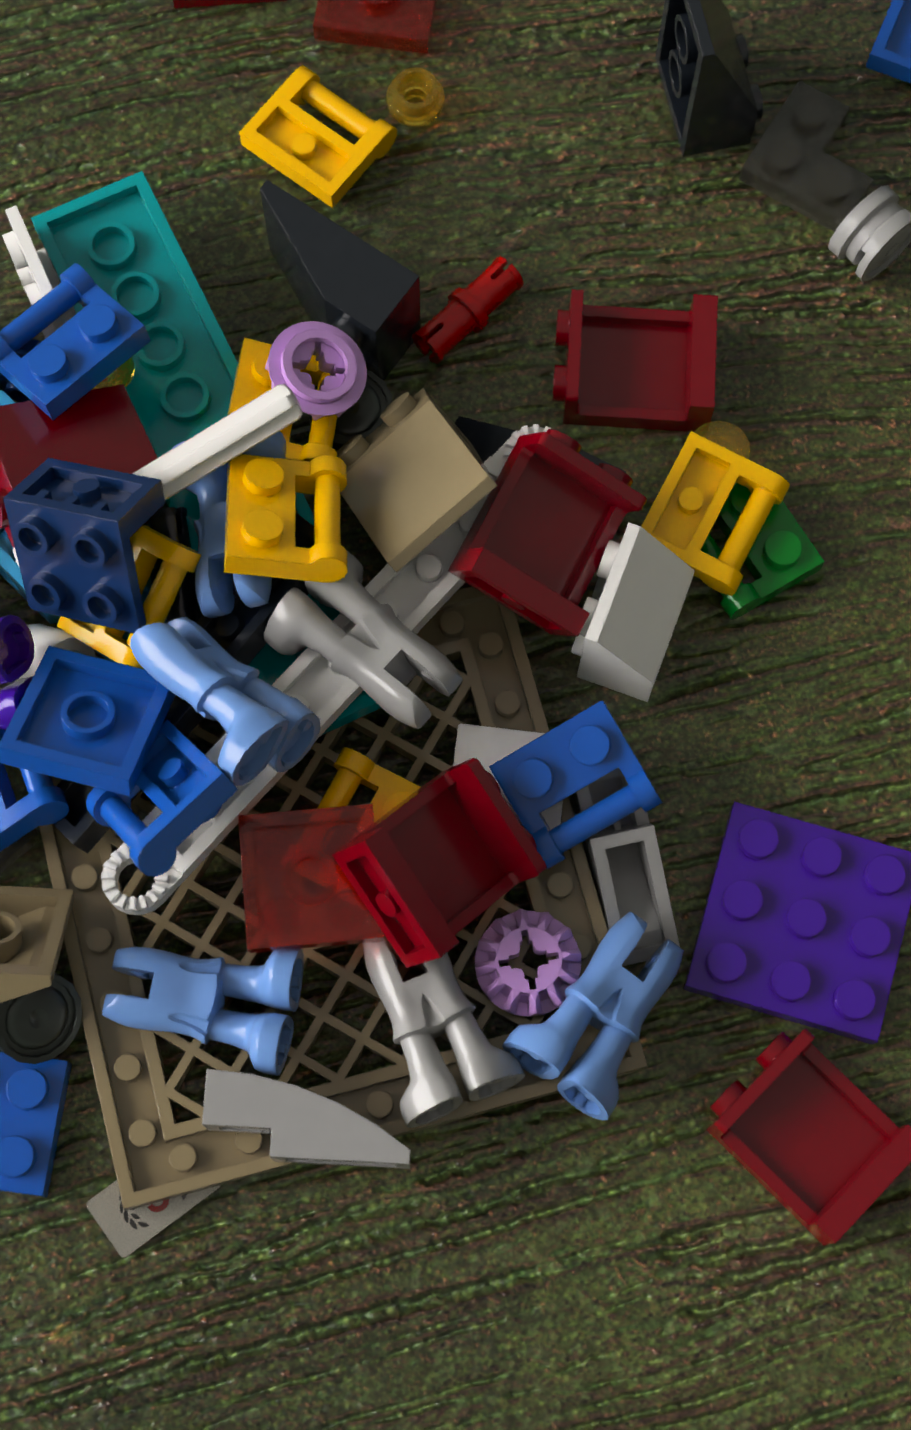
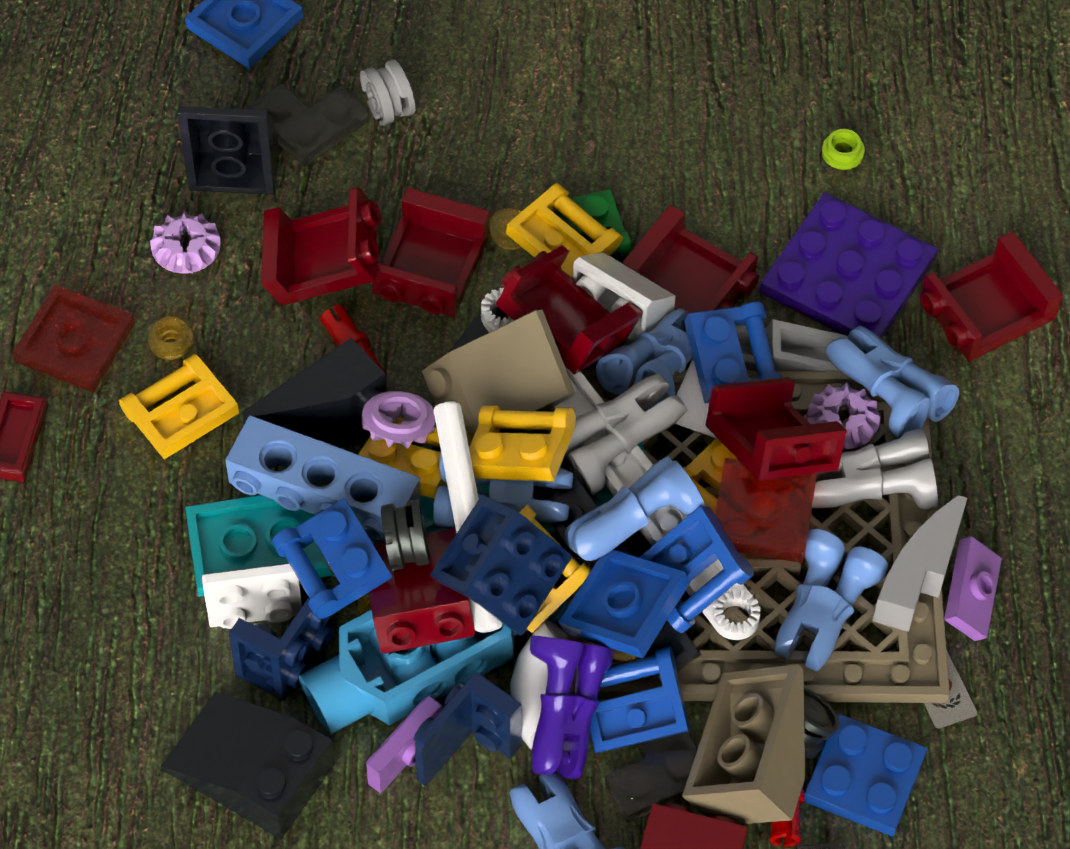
camera: 75 degrees left, 15 degrees down
(106, 413) = (405, 534): none -> pearl dark grey wheel
(204, 217) = (308, 461): none -> medium blue brick
(307, 1209) = (973, 588): none -> medium lavender plate
(553, 90) = (202, 247): none -> lavender gear
(566, 683) = (663, 349): none -> medium blue piece
(588, 217) = (320, 250): none -> dark red panel
(718, 700) = (691, 267): none -> dark red panel

